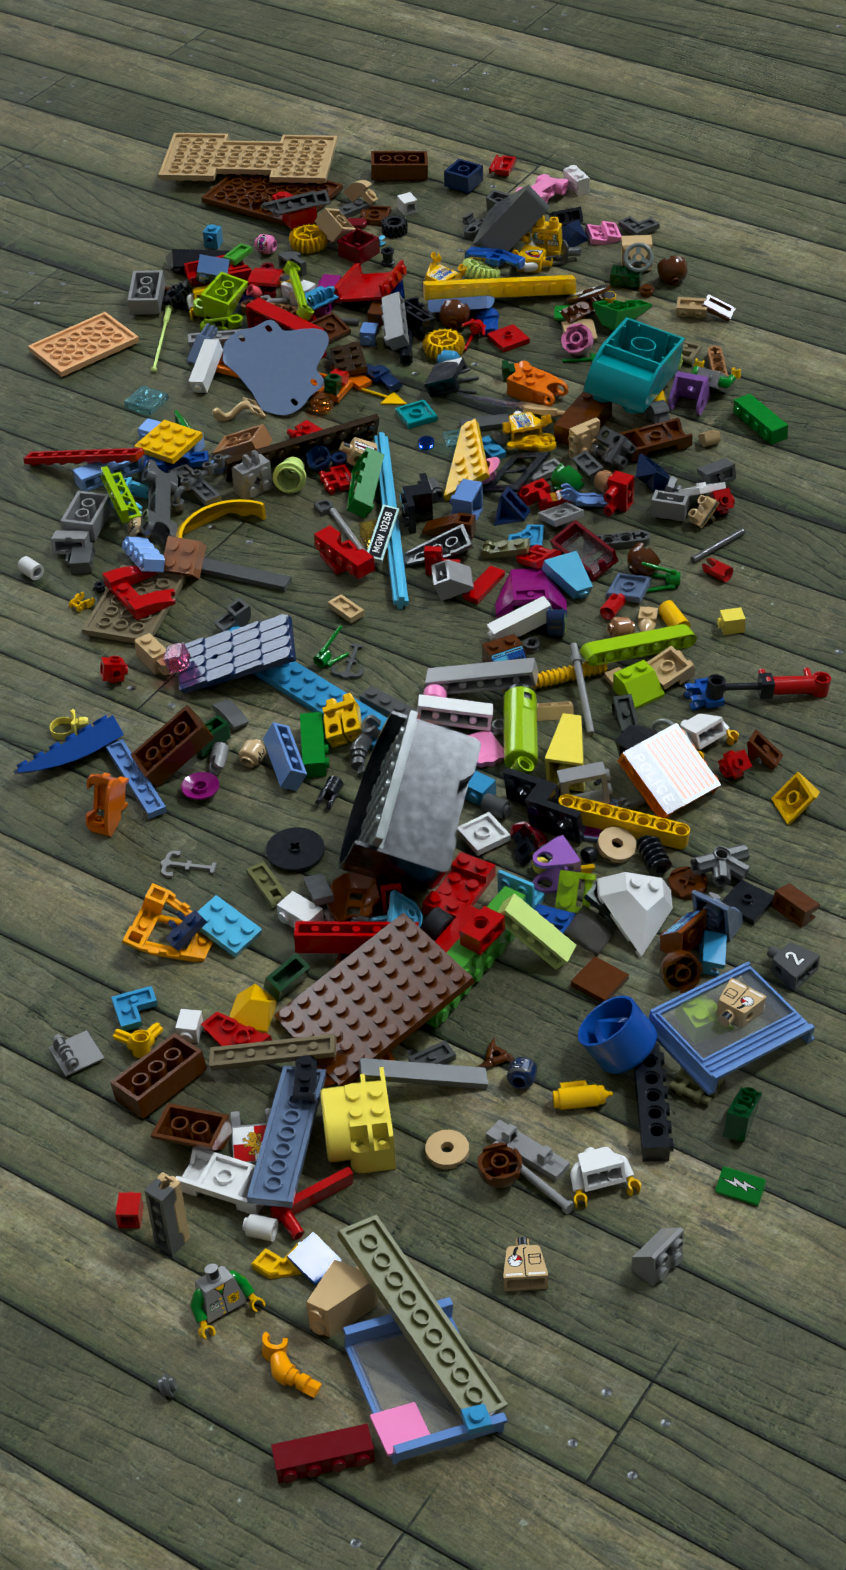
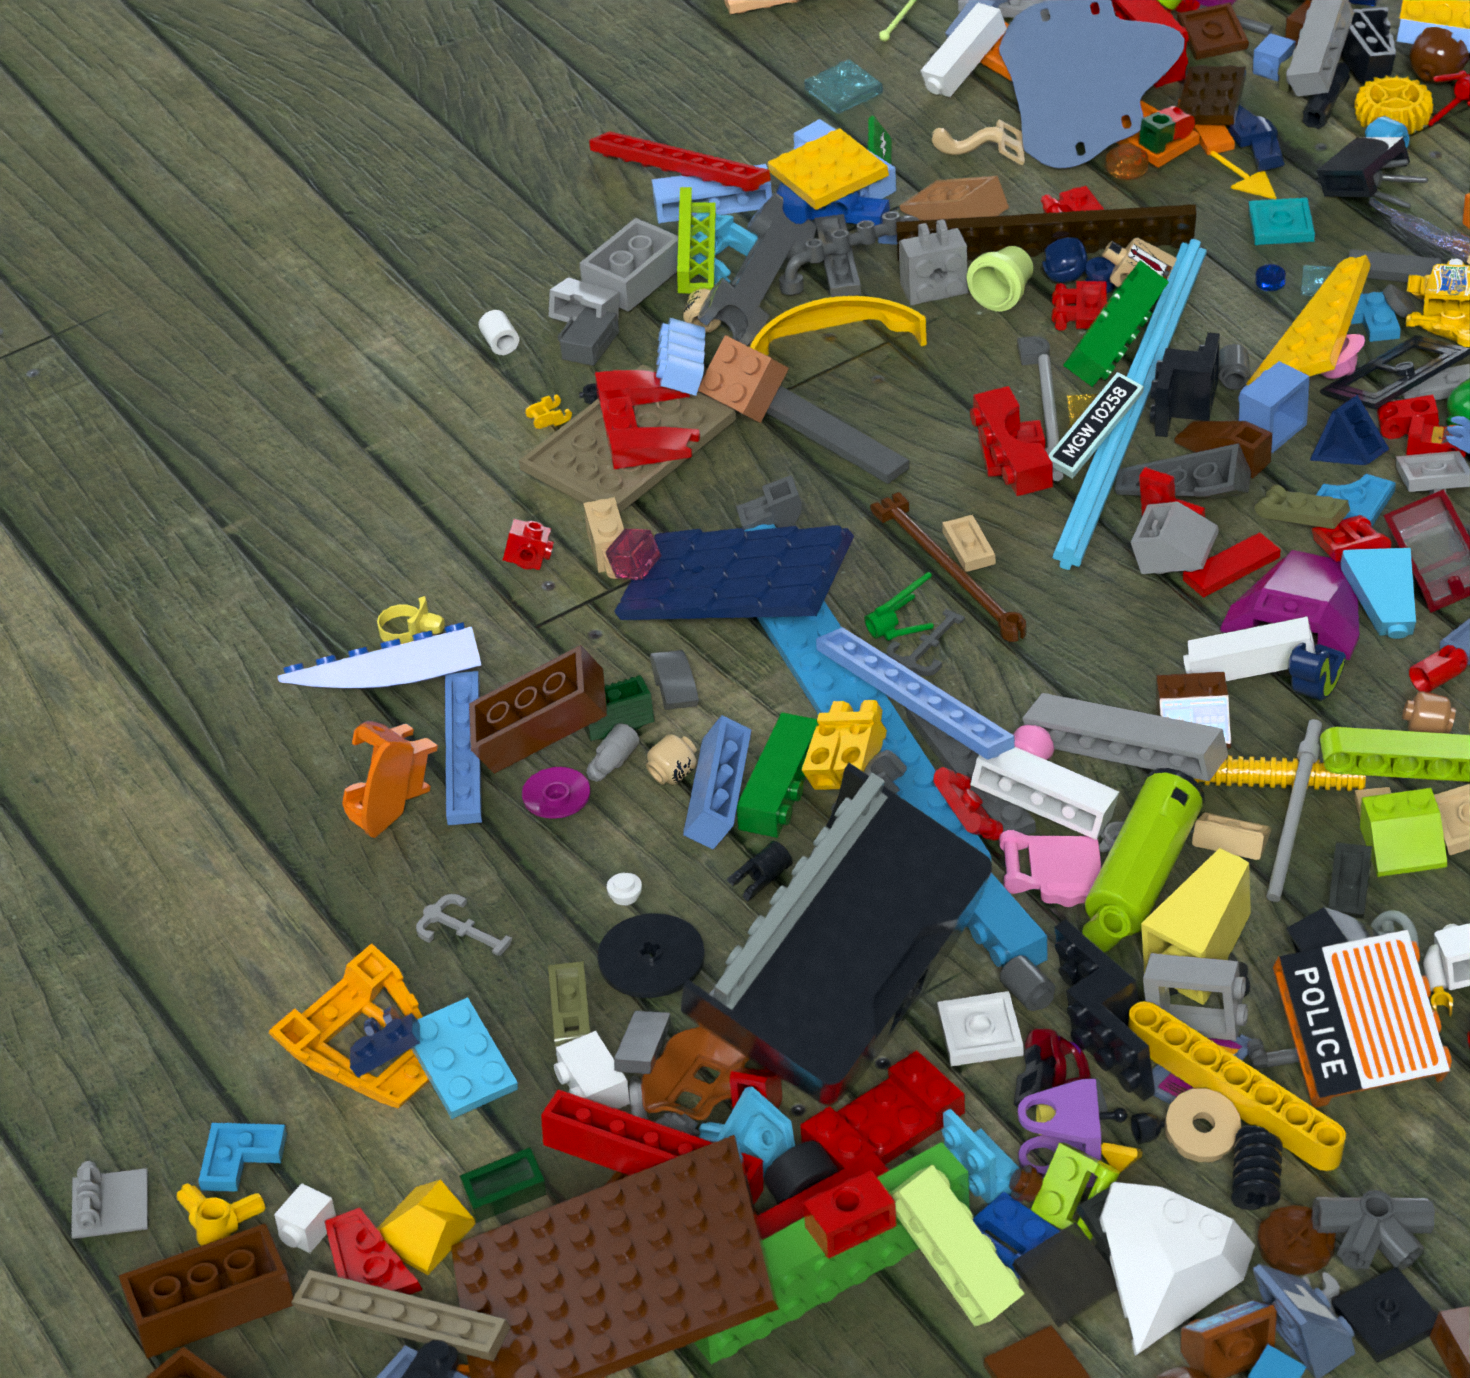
camera: 25 degrees right, 0 degrees up
(262, 822) = (624, 888): none -> white plate
(367, 684) = (916, 693): none -> medium blue plate
(389, 642) = (896, 510): none -> reddish brown hinge
(531, 649) = (1255, 693): dark grey bush -> none
(548, 896) = (1025, 1183): none -> reddish brown plate

